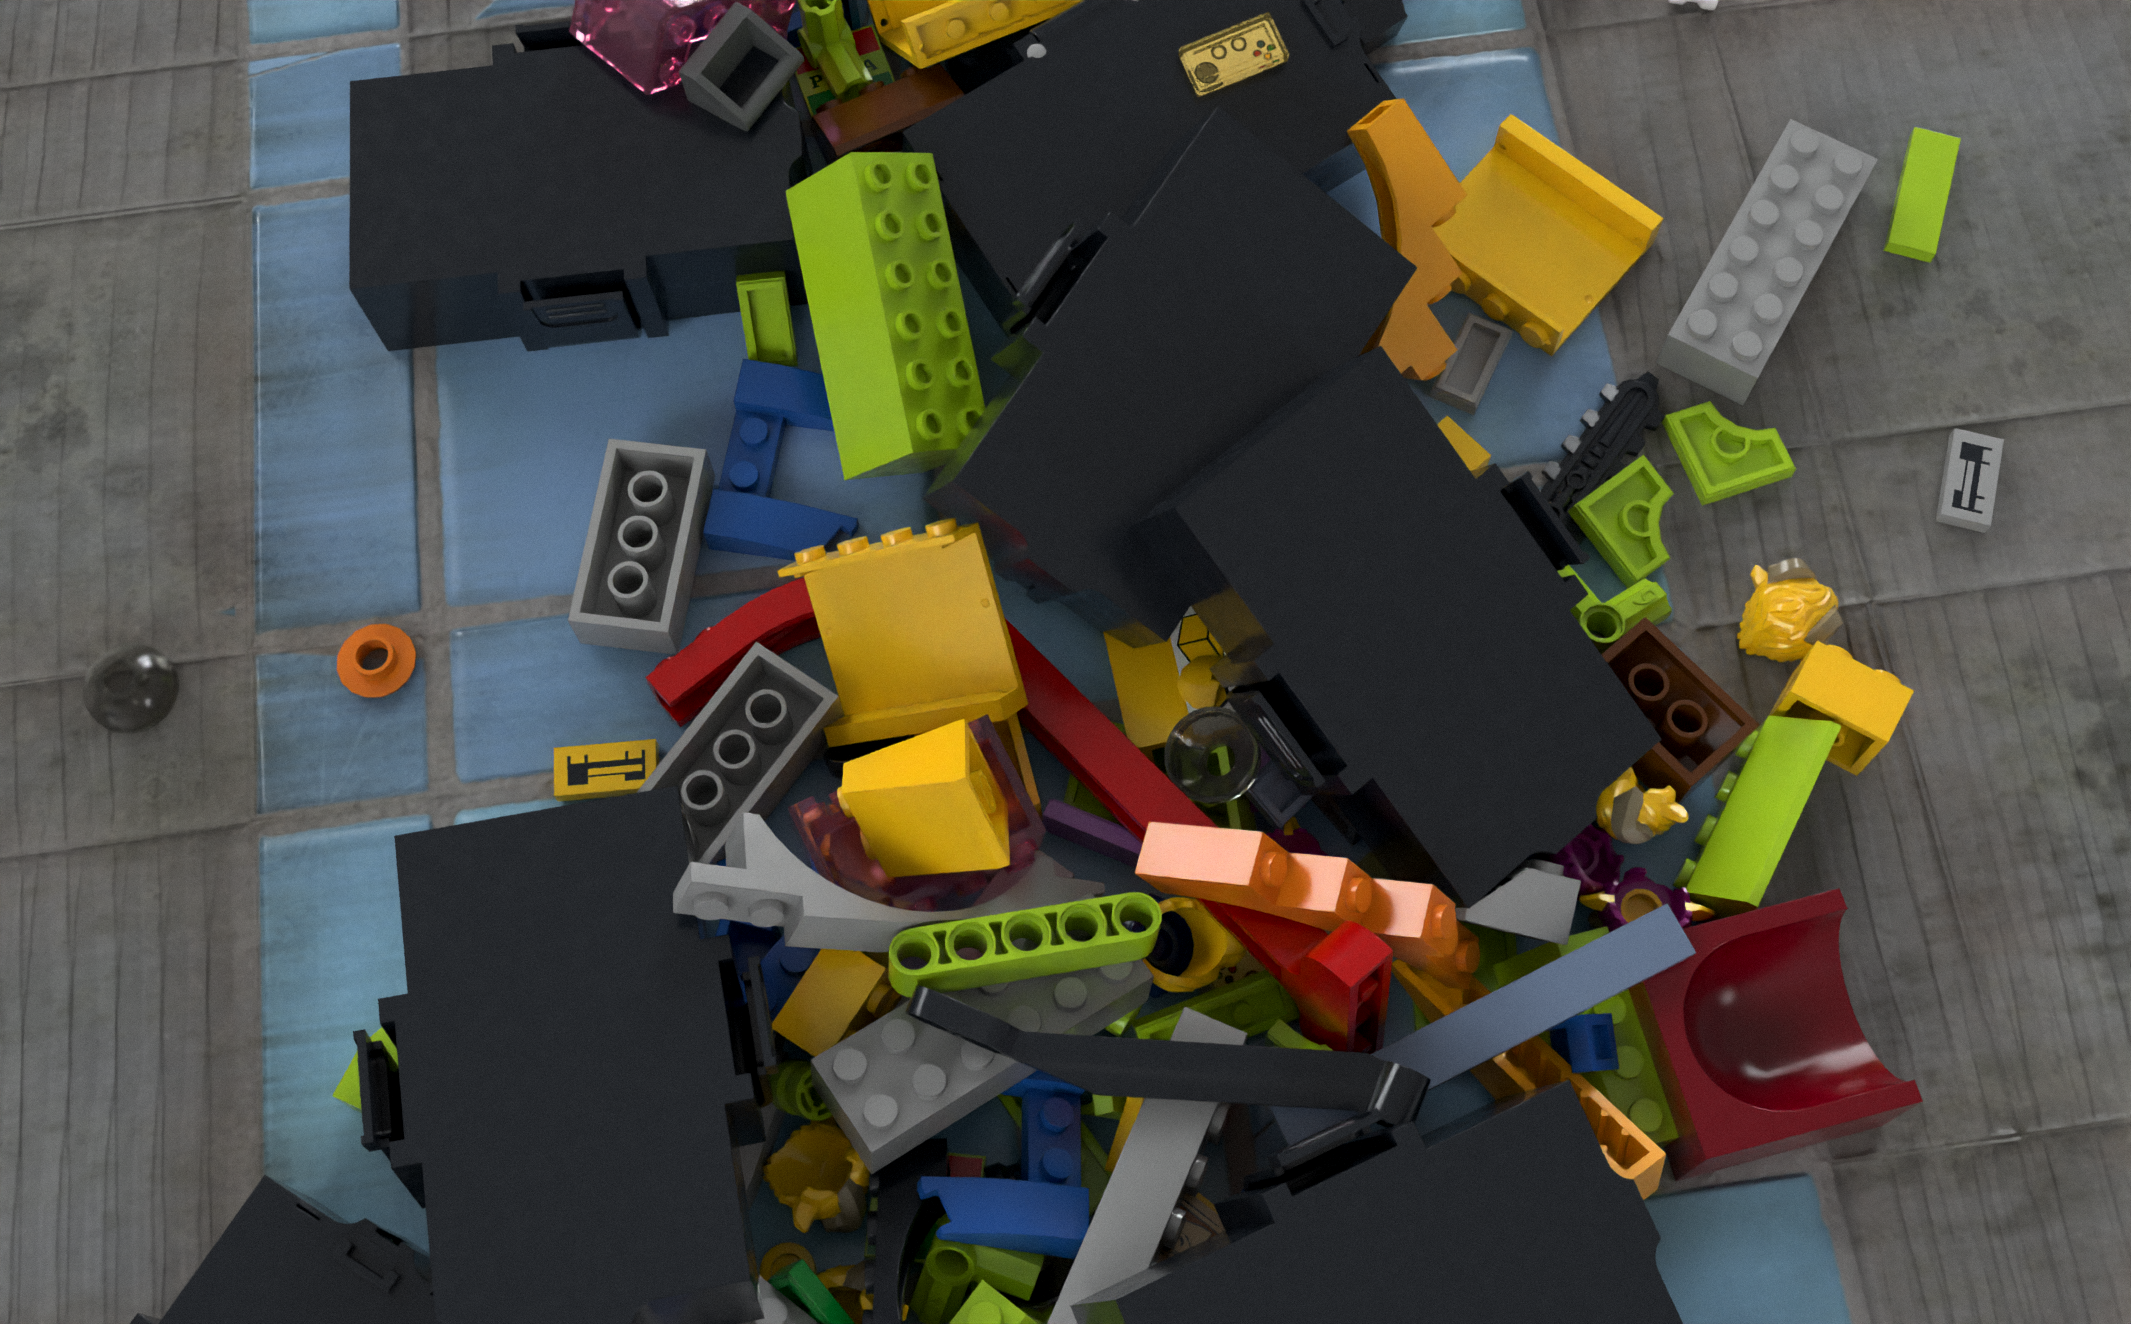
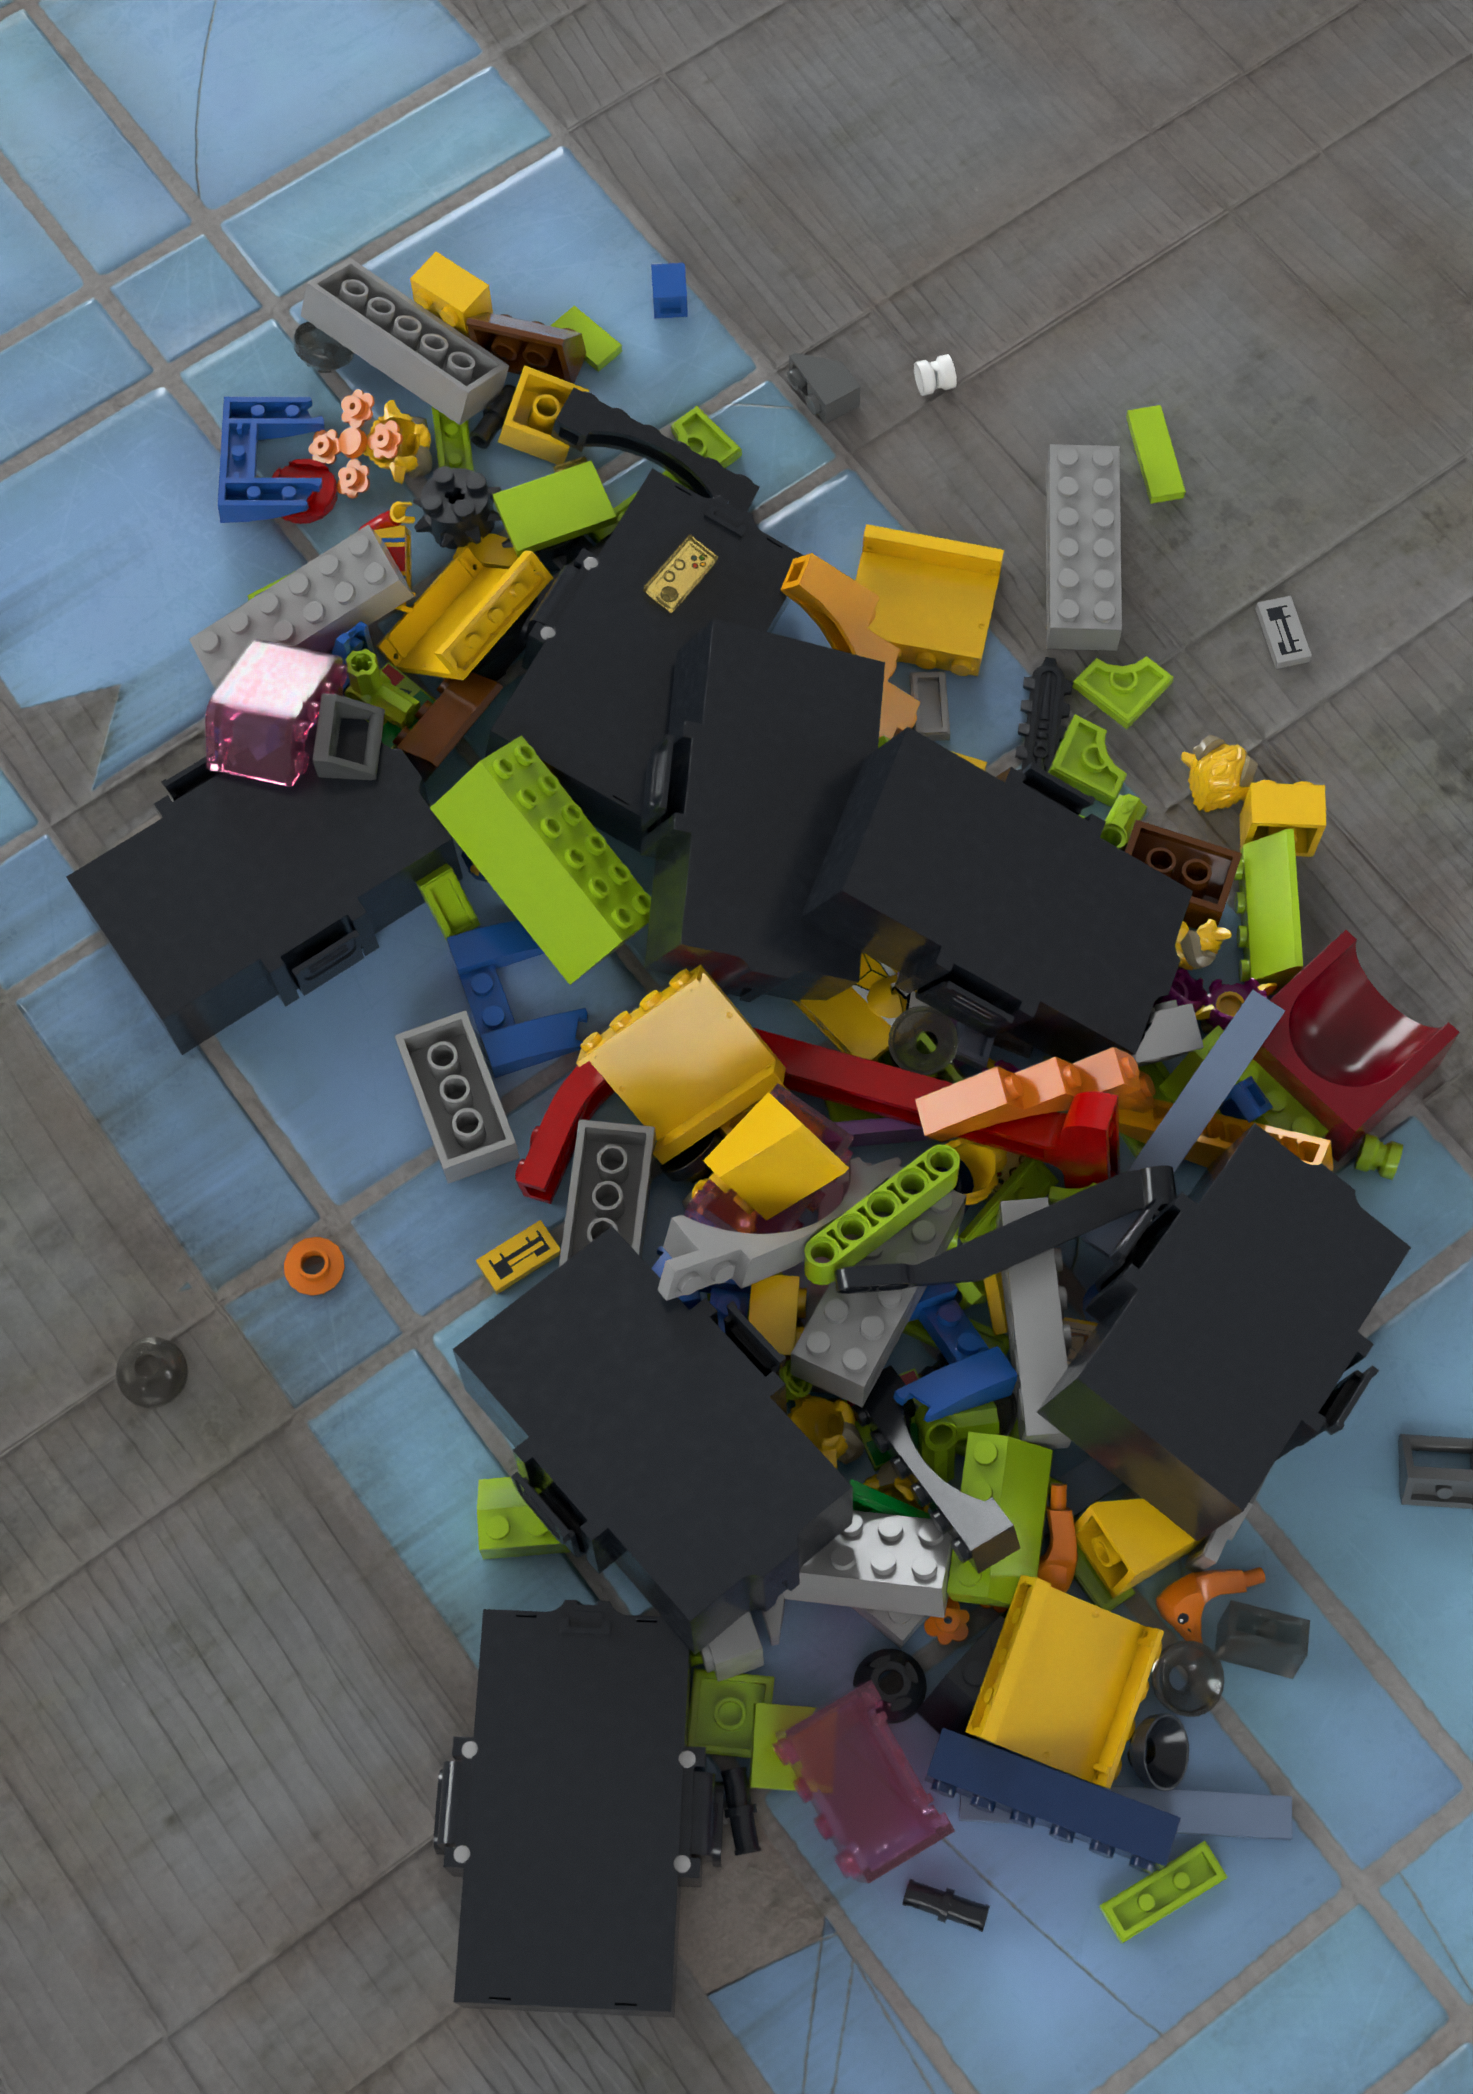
camera: 30 degrees left, 0 degrees up
(1727, 1199) = (1376, 1155): none -> lime wheel

